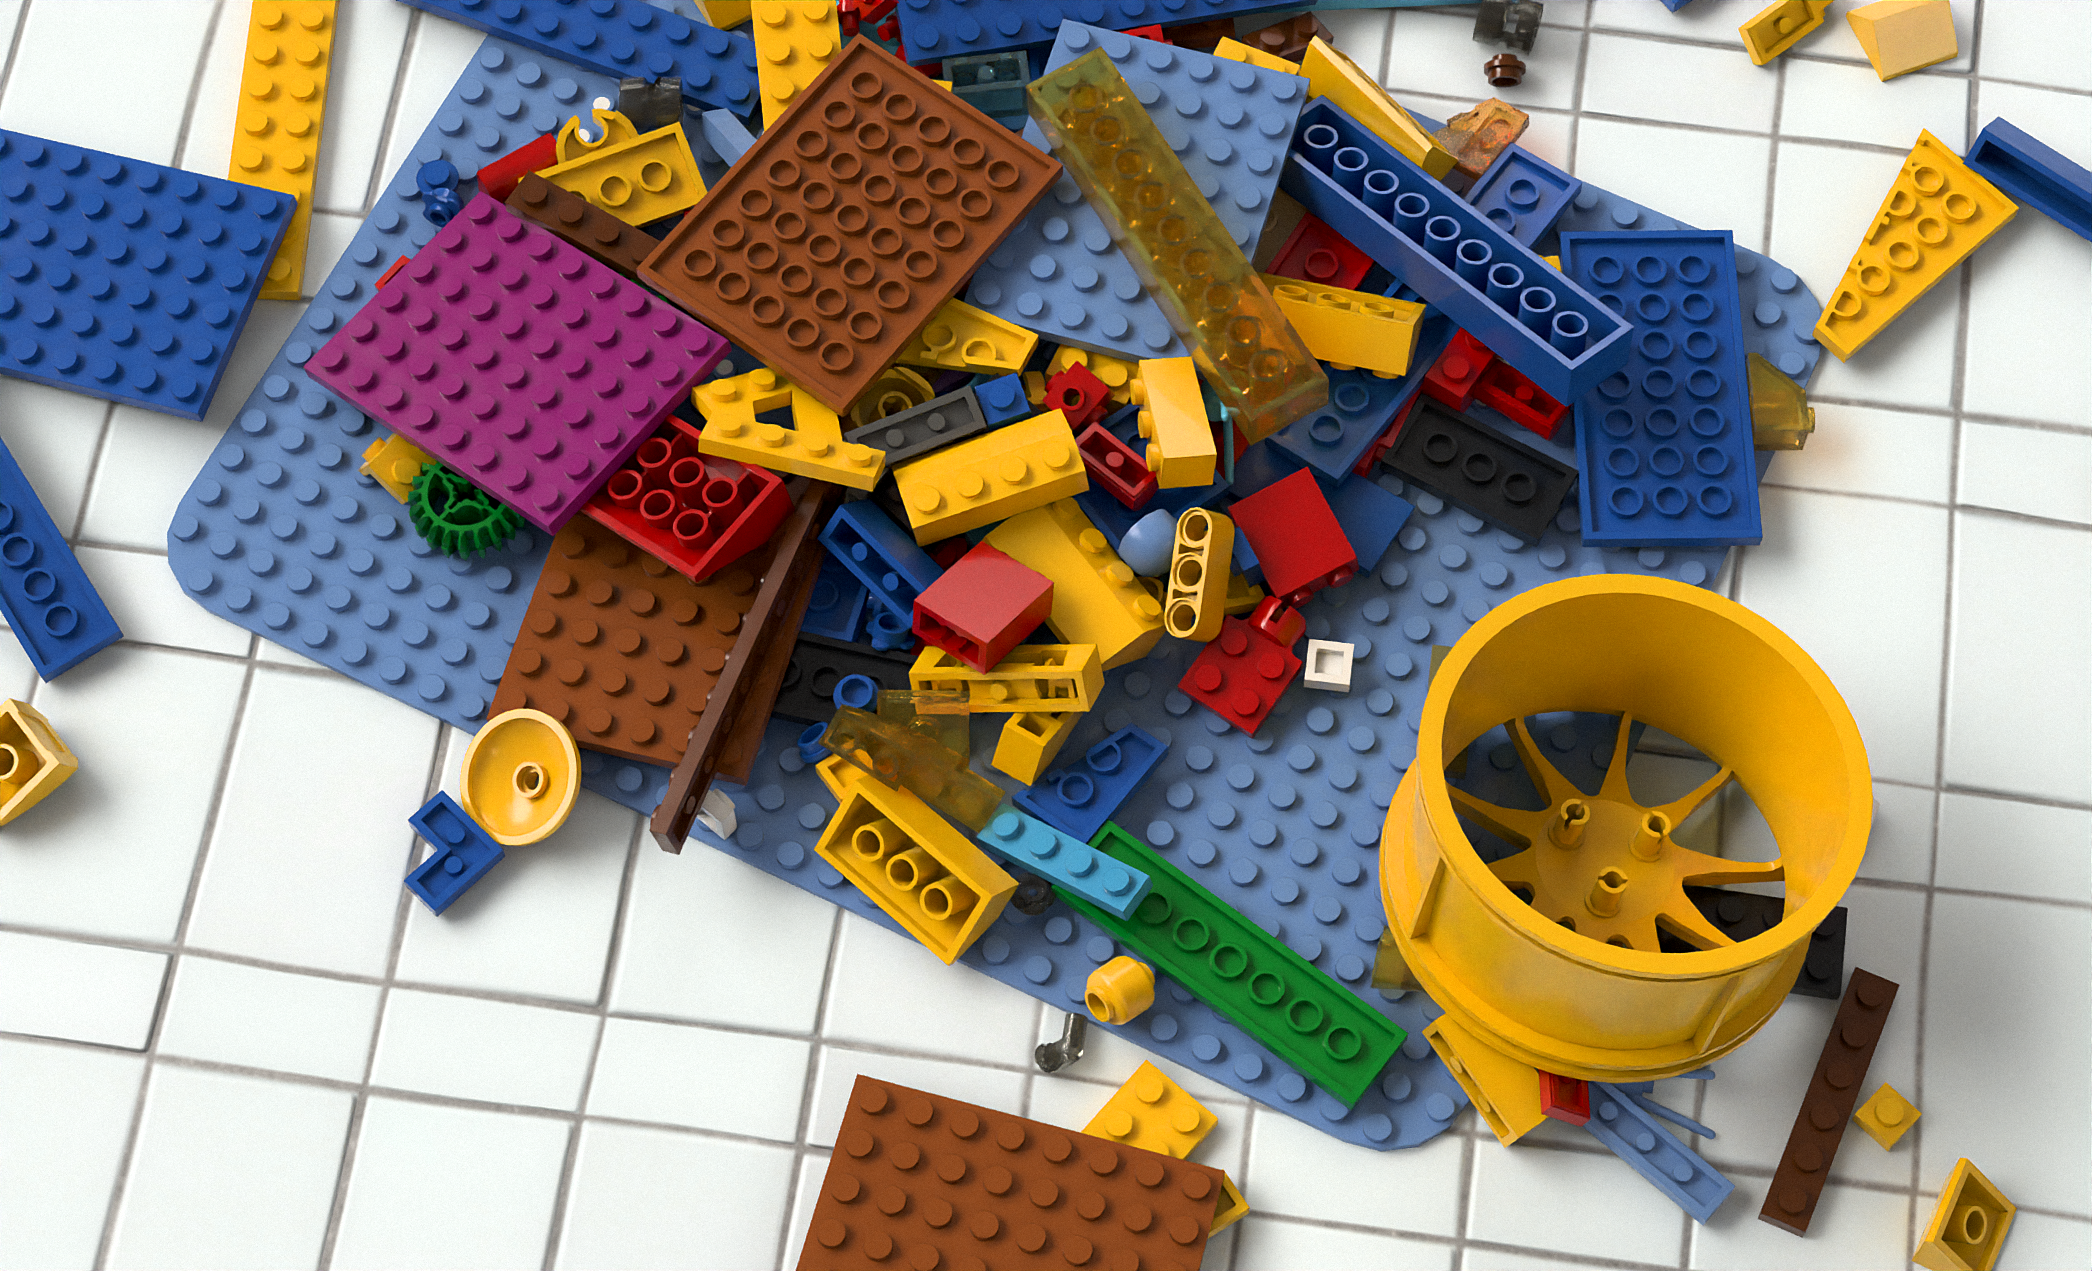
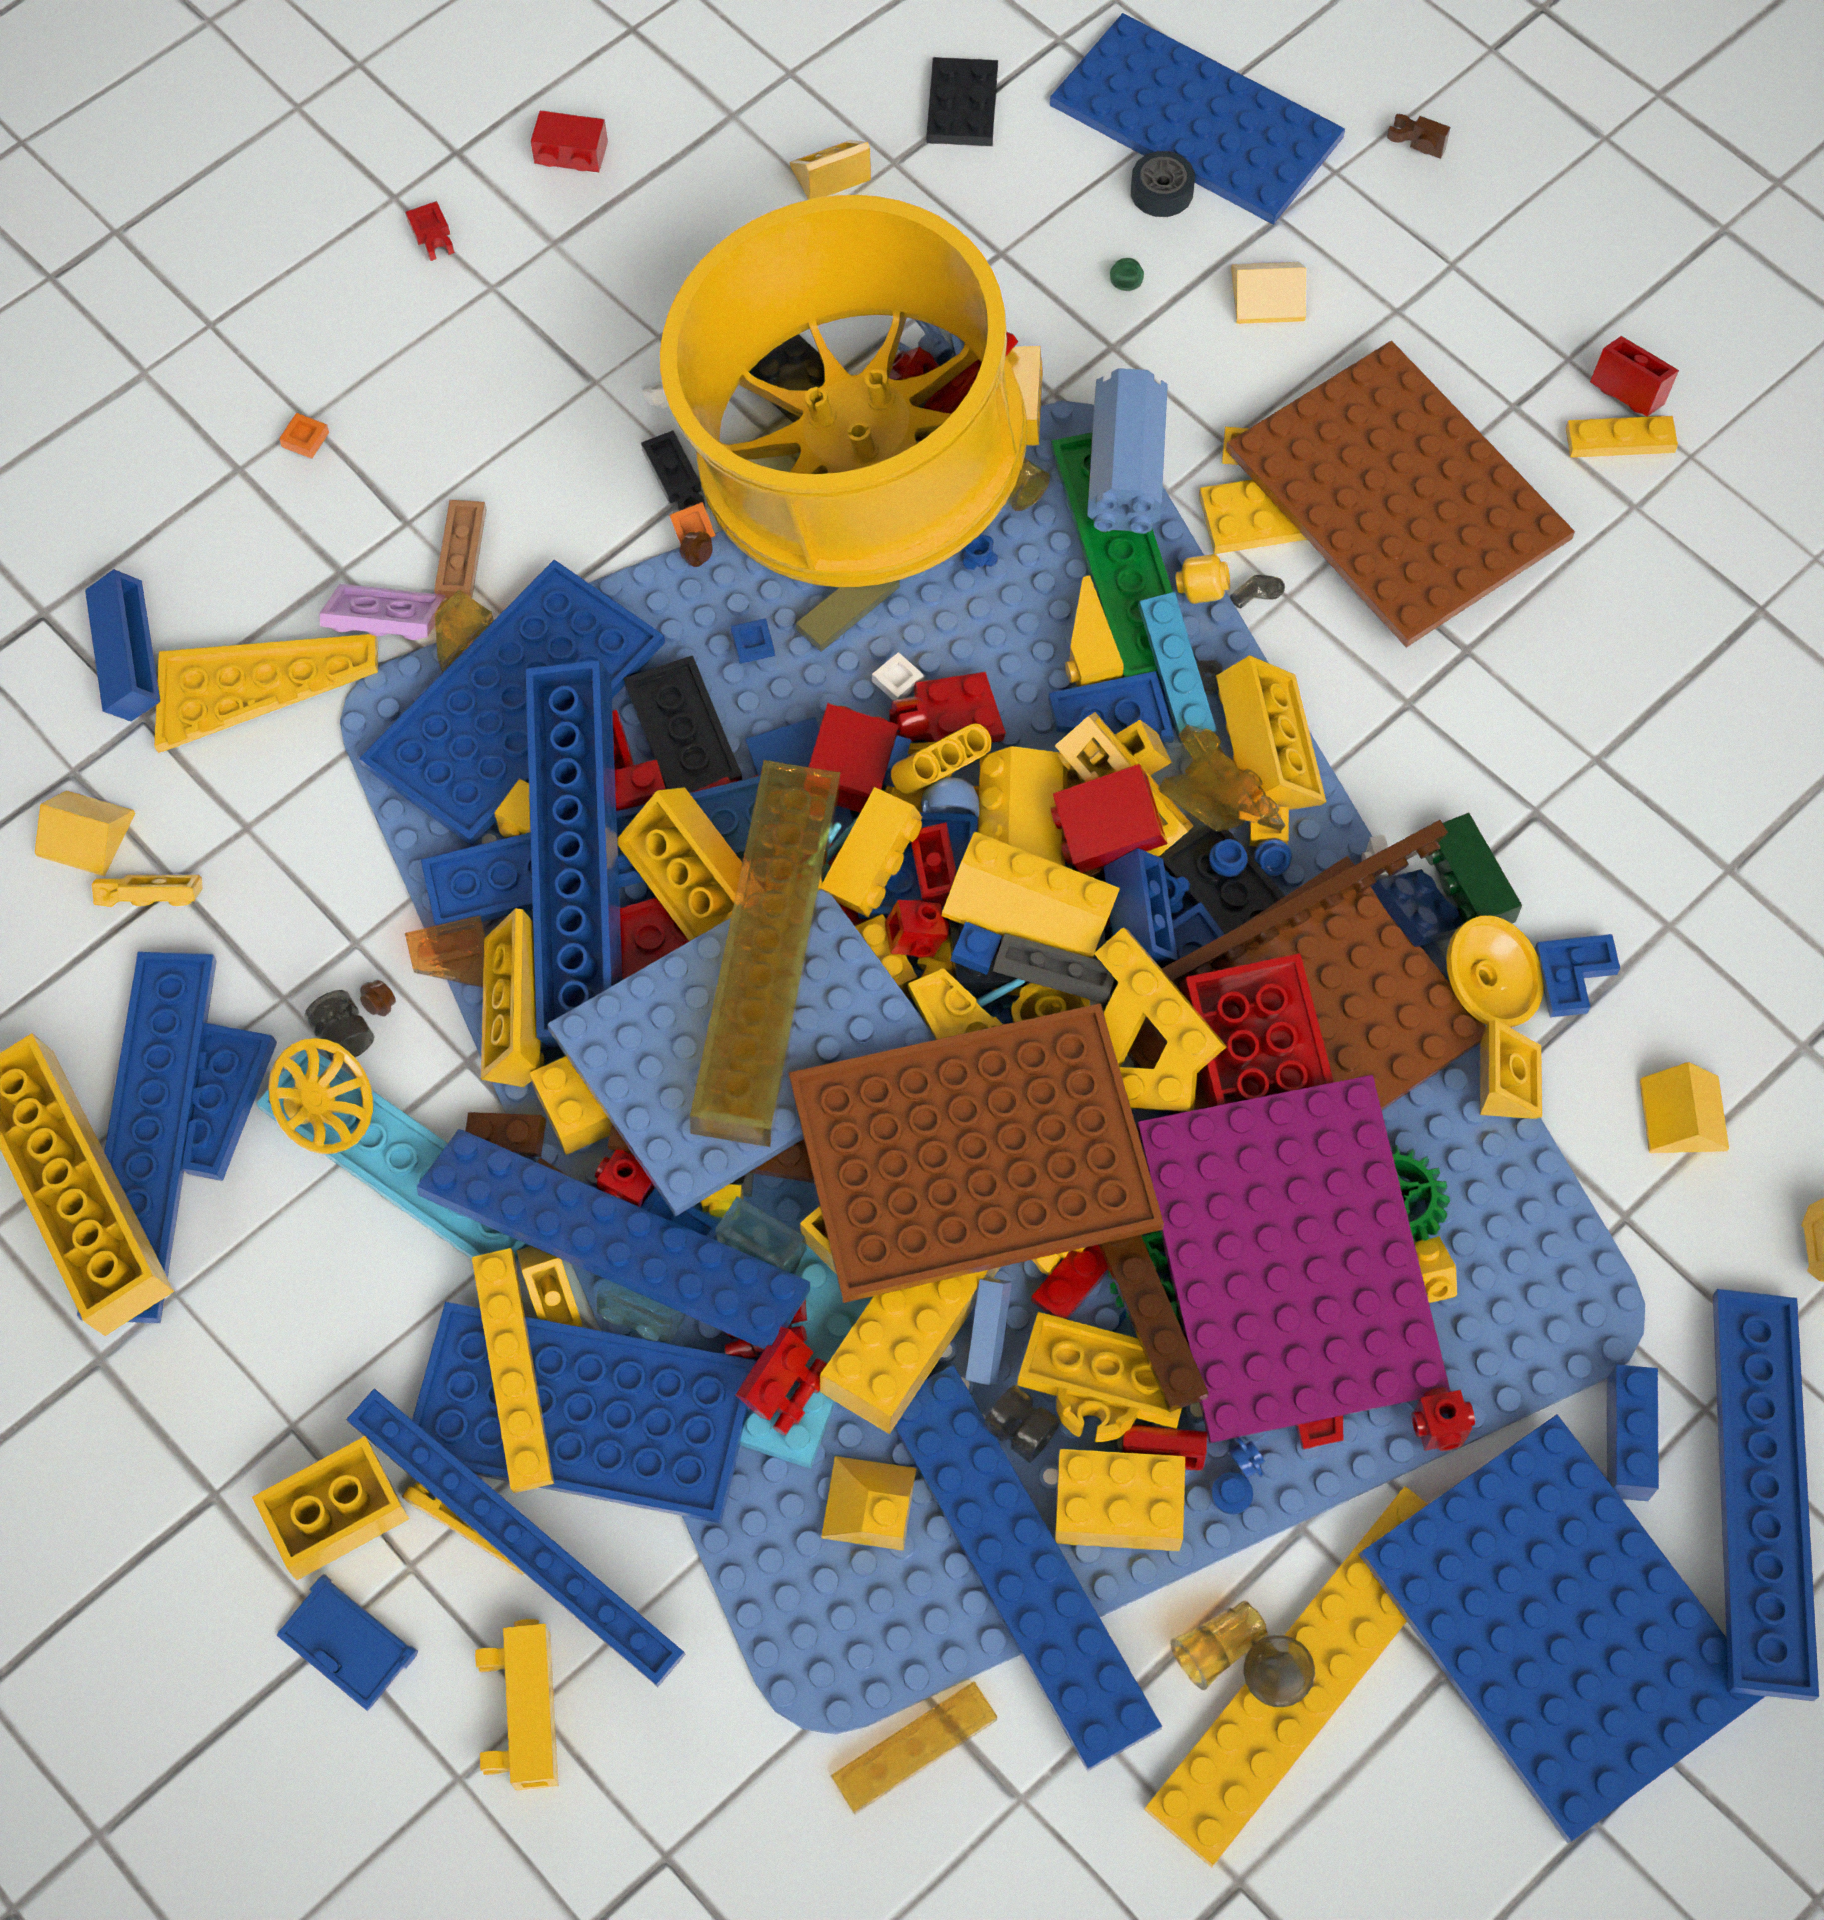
camera: 140 degrees left, 0 degrees up
(123, 457) = (1633, 1431): none -> blue brick
(251, 791) = (1683, 1110): none -> yellow slope
(293, 341) = (1436, 1430): none -> red brick
(302, 79) = (1279, 1670): none -> clear smoke hat
(368, 70) = (1218, 1643): none -> clear yellow plant
(438, 689) = (1509, 1073): none -> yellow slope
(523, 99) = (1120, 1500): none -> yellow brick
(616, 876) = (1472, 873): none -> dark green brick
(628, 791) = (1418, 907): none -> dark blue plate
(1168, 826) = (1092, 647): none -> yellow slope
(1299, 1030) = (1127, 451): none -> medium blue brick
(1361, 863) = (980, 544): none -> blue plate
(1494, 593) = (752, 641): none -> blue plate
(1866, 381) = (381, 611): none -> lavender plate
(1868, 504) = (460, 548): none -> medium nougat plate

